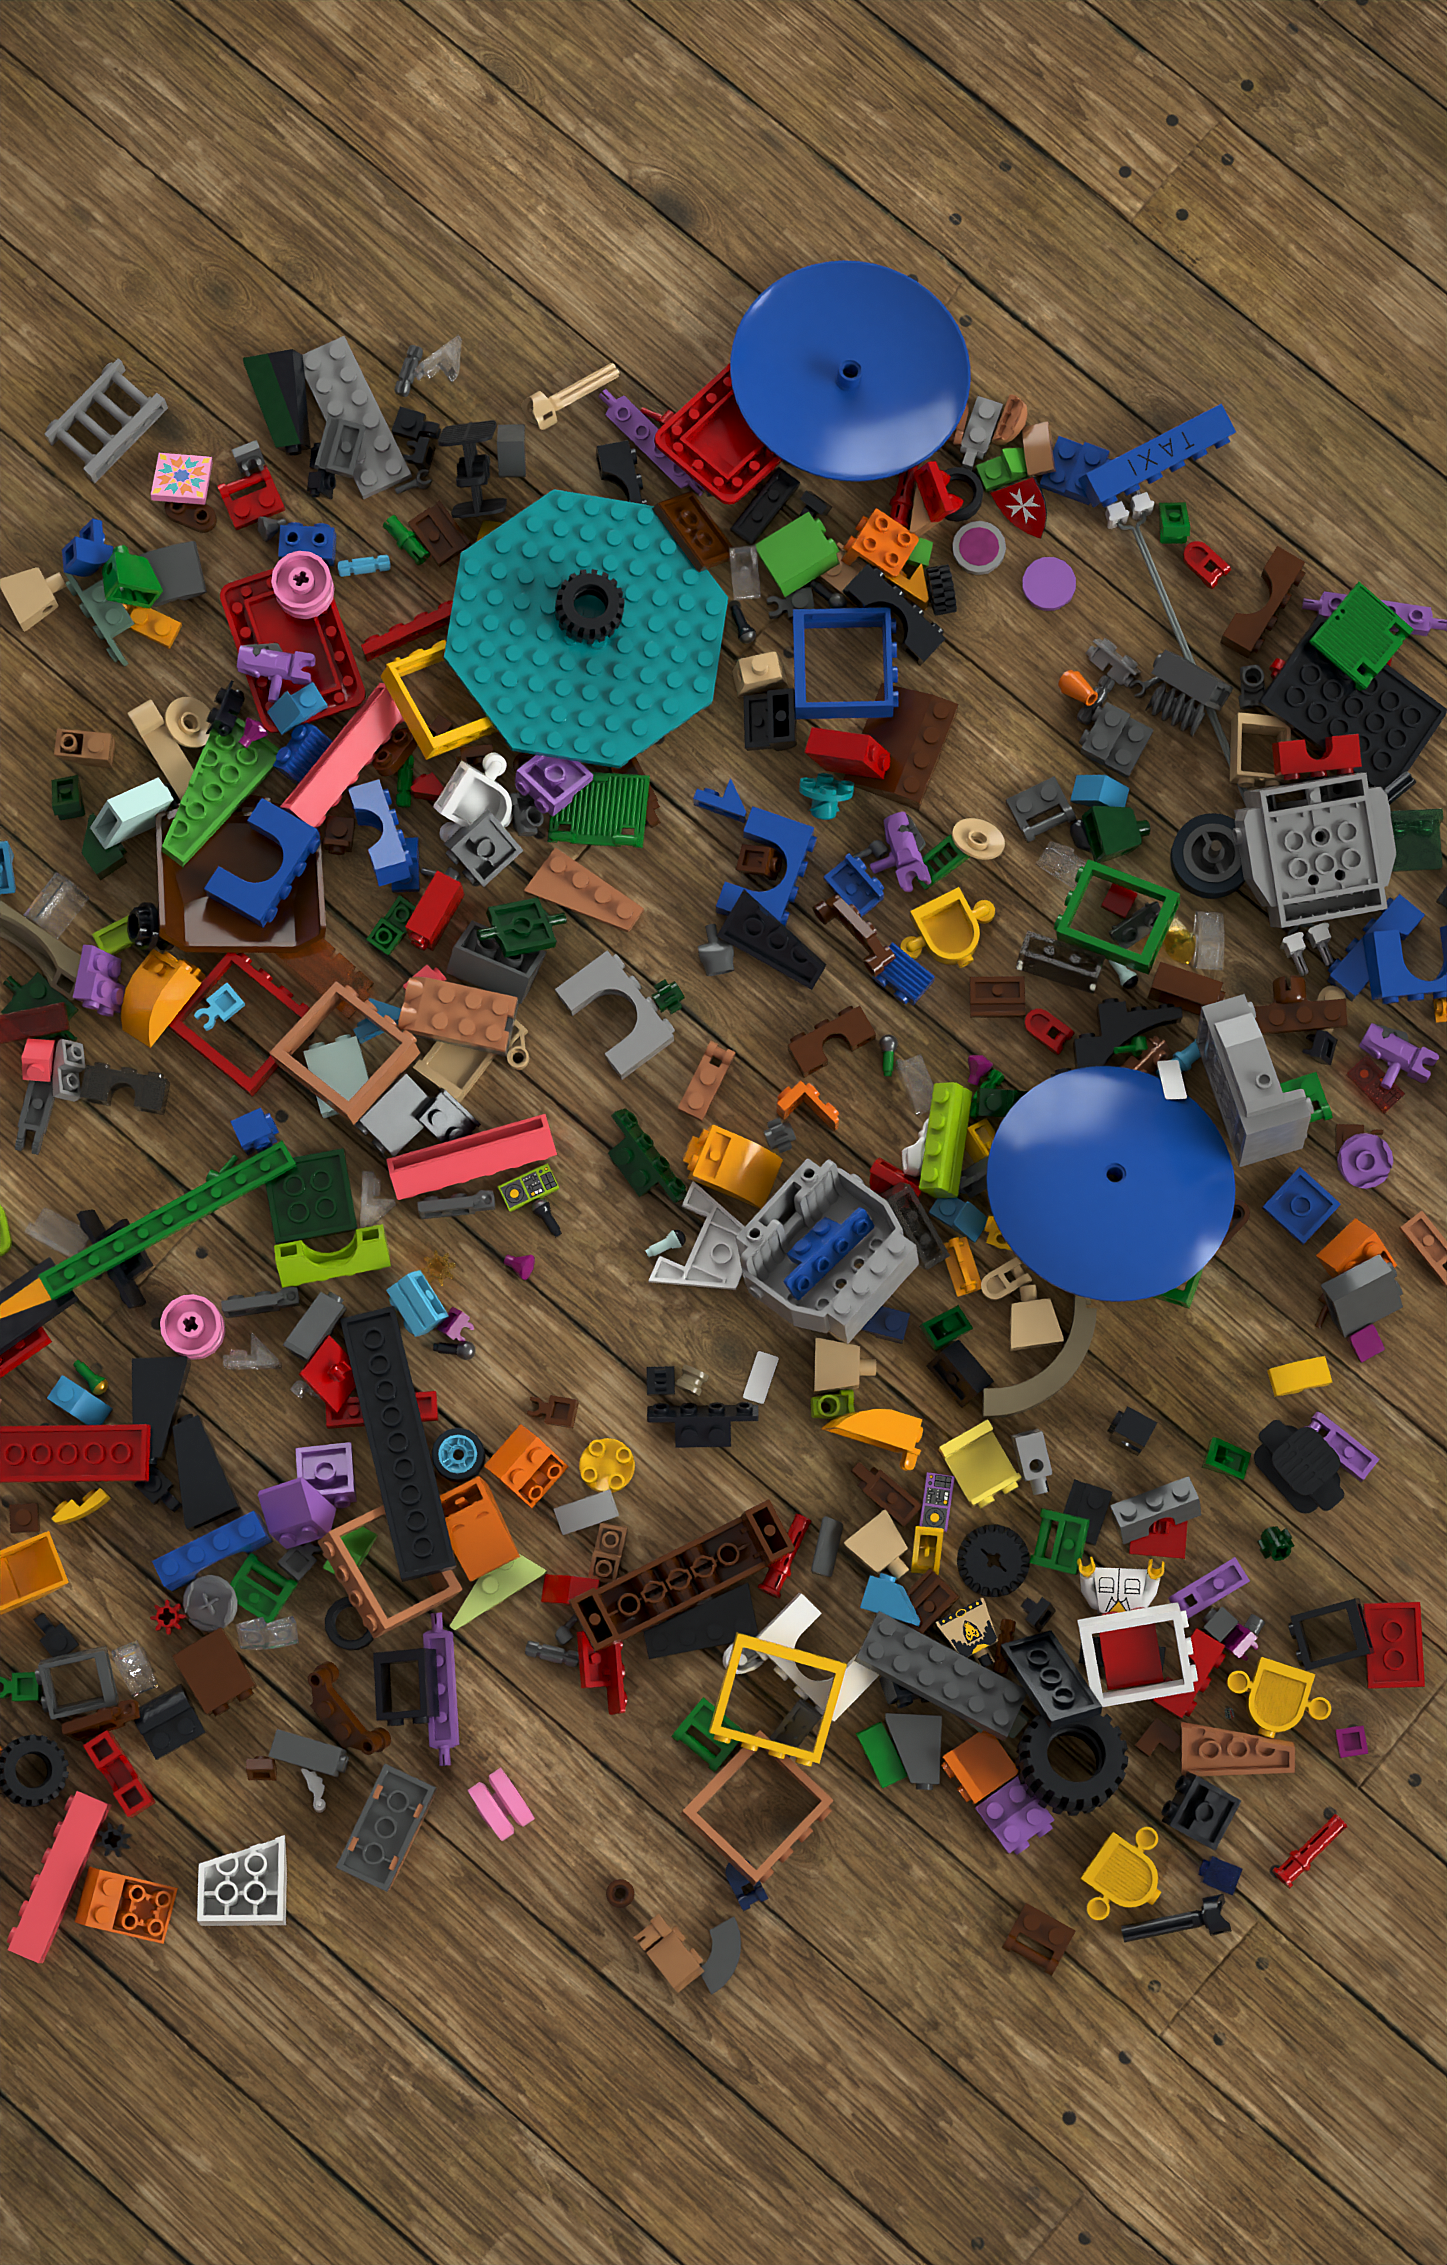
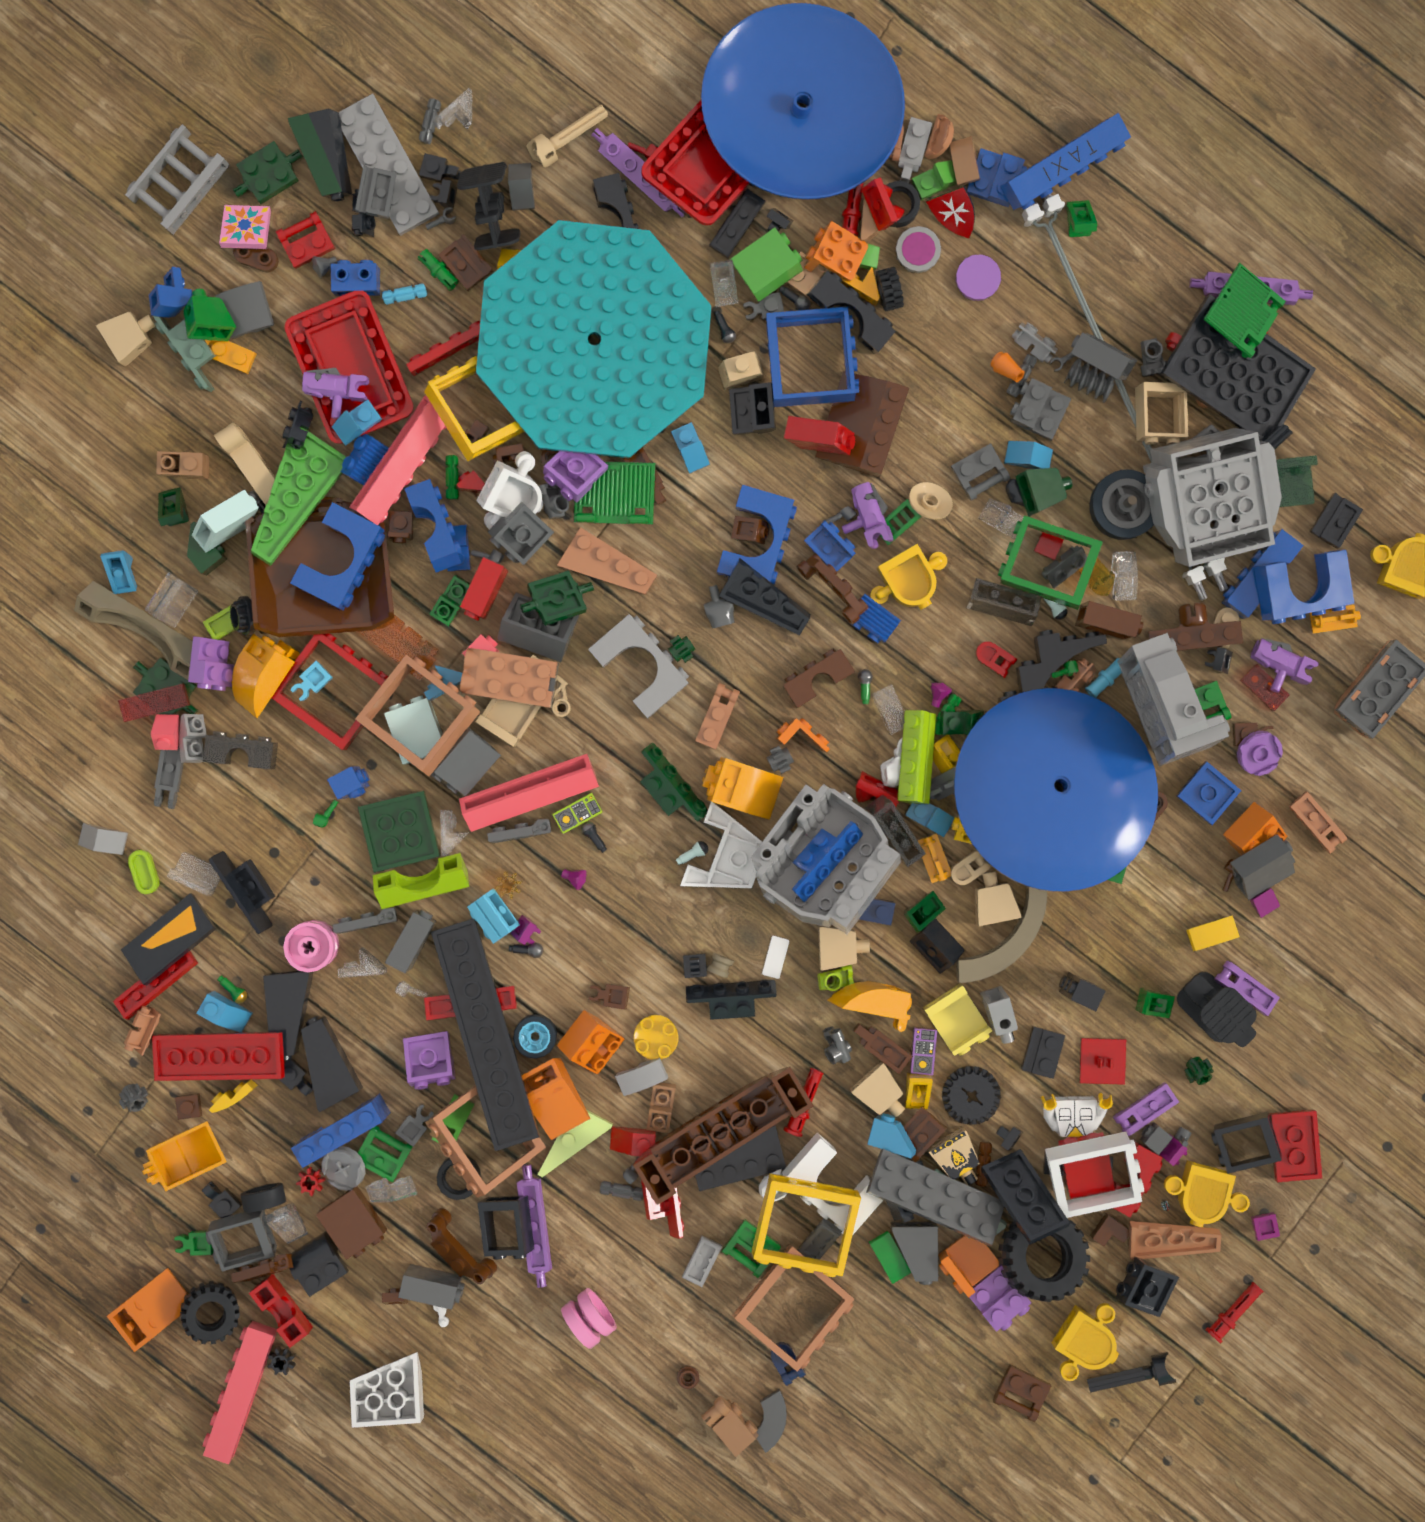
camera: 10 degrees left, 10 degrees up
(109, 1631) = (263, 1197): none -> black tyre
(126, 1905) = (294, 1410): orange slope -> none
(167, 1220) = (282, 861): green plate -> none
(192, 713) = (268, 428): tan dish -> none
(212, 418) = (267, 172): none -> dark green plate
(248, 457) = (300, 205): dark grey tile -> none
(253, 731) = (321, 444): magenta rock -> none
(296, 1512) = (407, 1097): medium lavender slope -> none
(302, 584) = (351, 328): bright pink wheel -> none
(329, 1374) = (425, 979): red piece -> none
(386, 1828) = (498, 1341): dark grey piece -> none
(395, 752) = (441, 455): reddish brown plate -> none
(446, 1118) = (506, 762): plate -> none
(593, 585) = (602, 304): black tyre -> none
(646, 1746) = (701, 1261): none -> light grey plate
(693, 762) = (690, 447): none -> dark azure slope
(694, 530) = (679, 249): reddish brown tile -> none
(728, 806) = (722, 484): blue slope -> none
(825, 794) = (802, 470): teal plate -> none
(827, 1547) = (836, 1093): dark grey slope -> none
(831, 1492) = (839, 1048): none -> dark grey plate
(997, 997) = (952, 633): reddish brown plate -> none
(1068, 1541) = (1032, 1080): green plate -> none
(1138, 1513) = (1111, 1045): dark grey arch -> none
(1171, 1079) = (1100, 697): white sticker -> none
(1197, 556) = (1100, 248): red plate -> none
(1219, 1875) = (1163, 1334): clear blue bracket -> none
(1246, 630) = (1171, 260): reddish brown arch -> none
(1340, 754) = (1230, 414): red arch -> none

